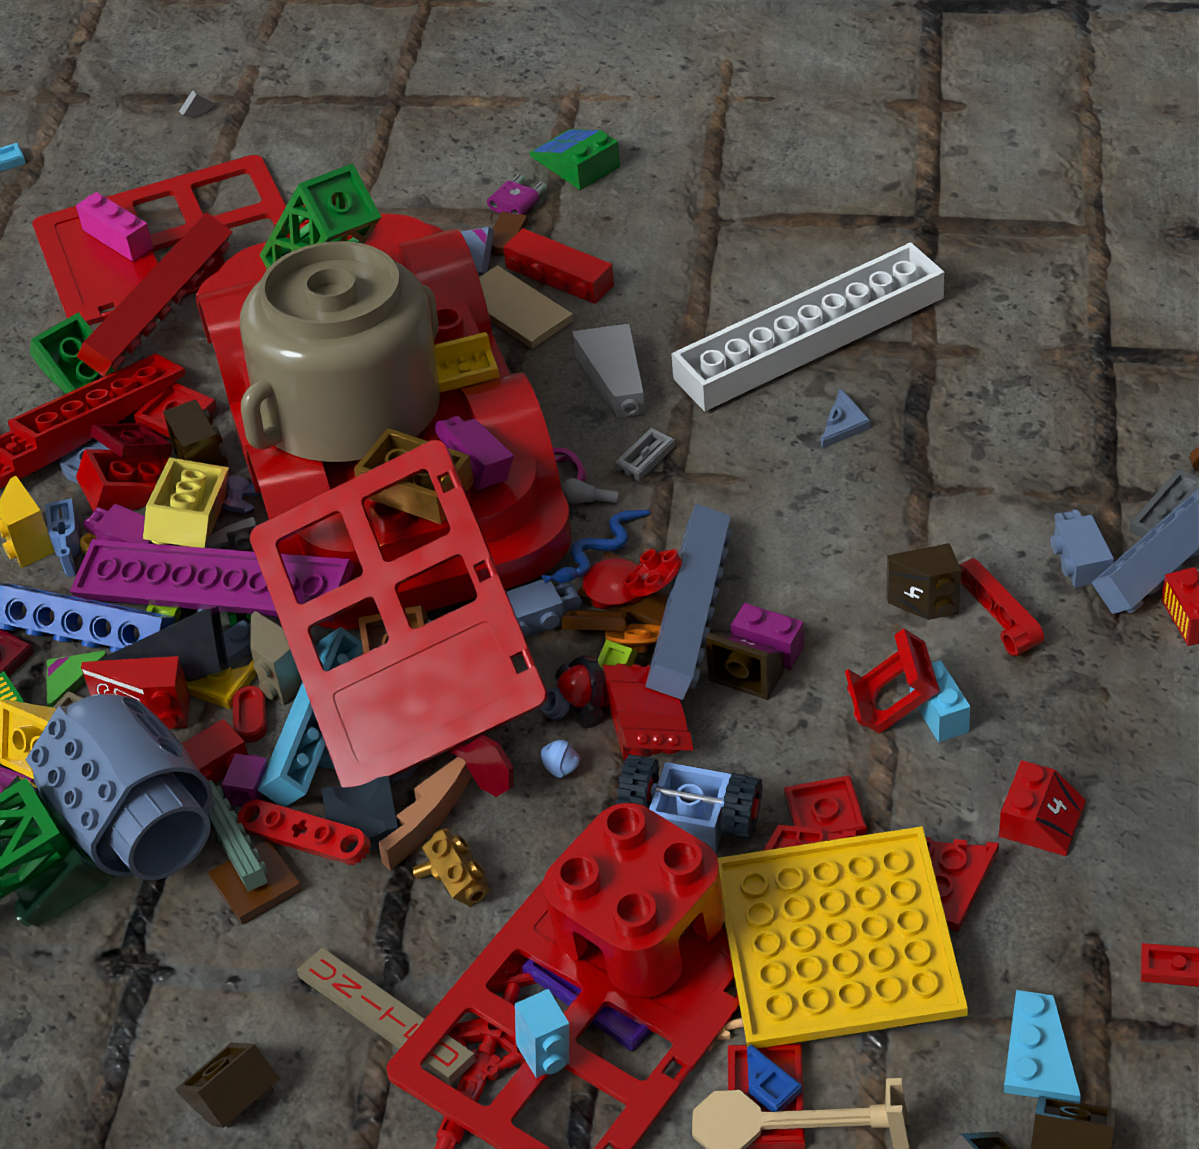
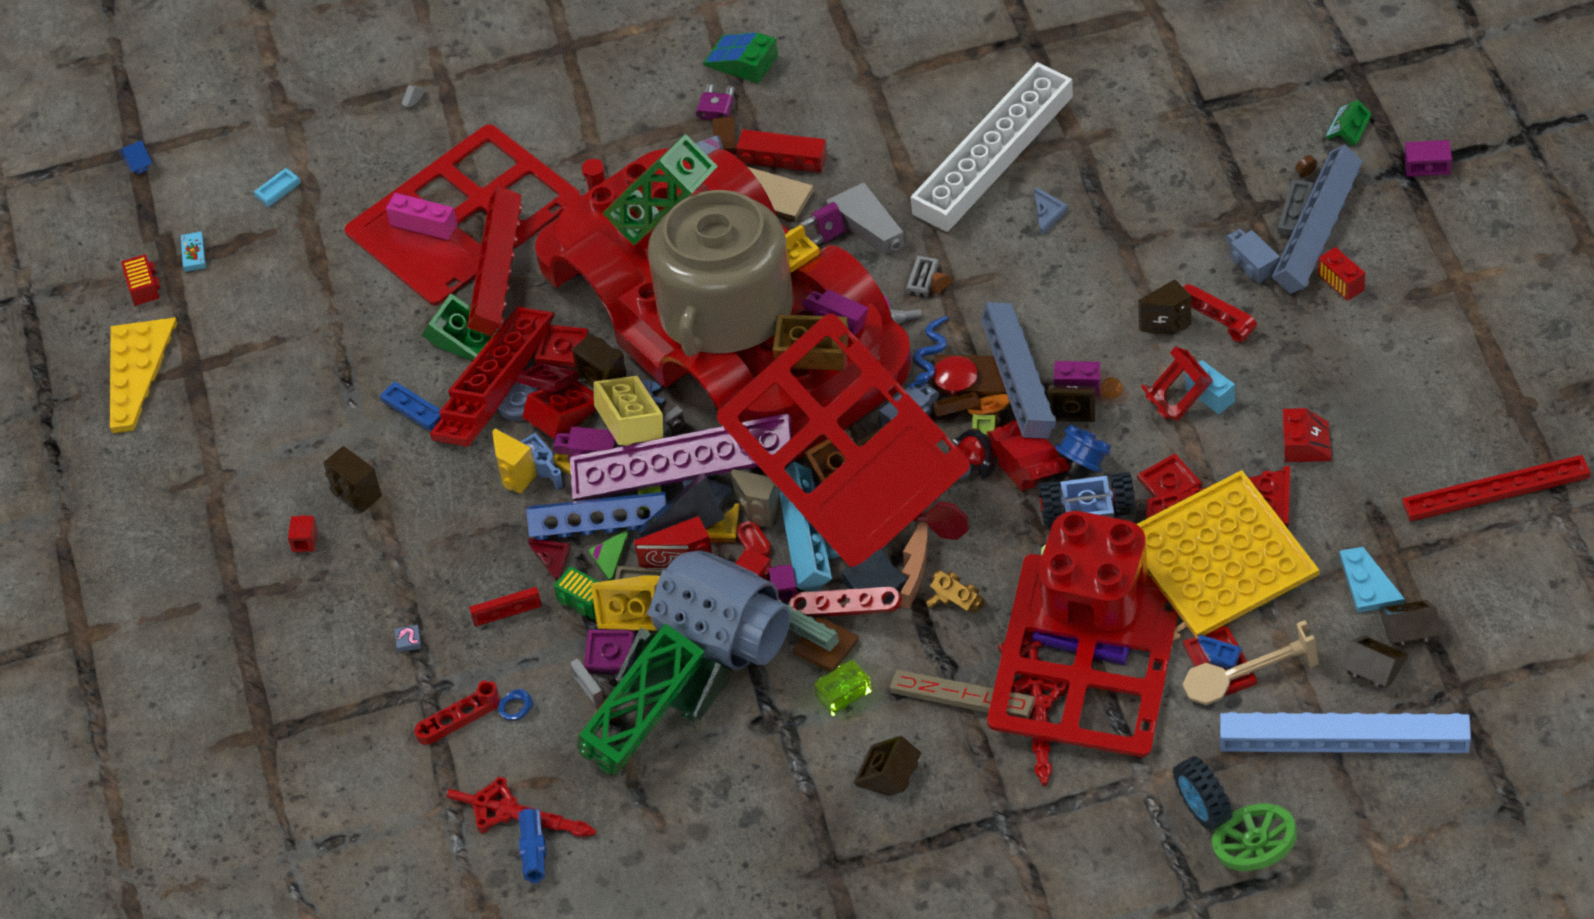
camera: 20 degrees left, 5 degrees up
(236, 947) = (842, 687): none -> clear neon green brick
(542, 1033) = (1077, 668): medium azure brick -> none
(559, 758) = (983, 502): light blue piece -> none
(561, 359) = (827, 223): none -> magenta piece
(653, 572) = (985, 358): red dish -> none
(661, 466) = (940, 282): none -> dark orange tile
(719, 730) = (1082, 450): none -> blue wheel
(808, 662) = (1111, 388): none -> clear orange plate

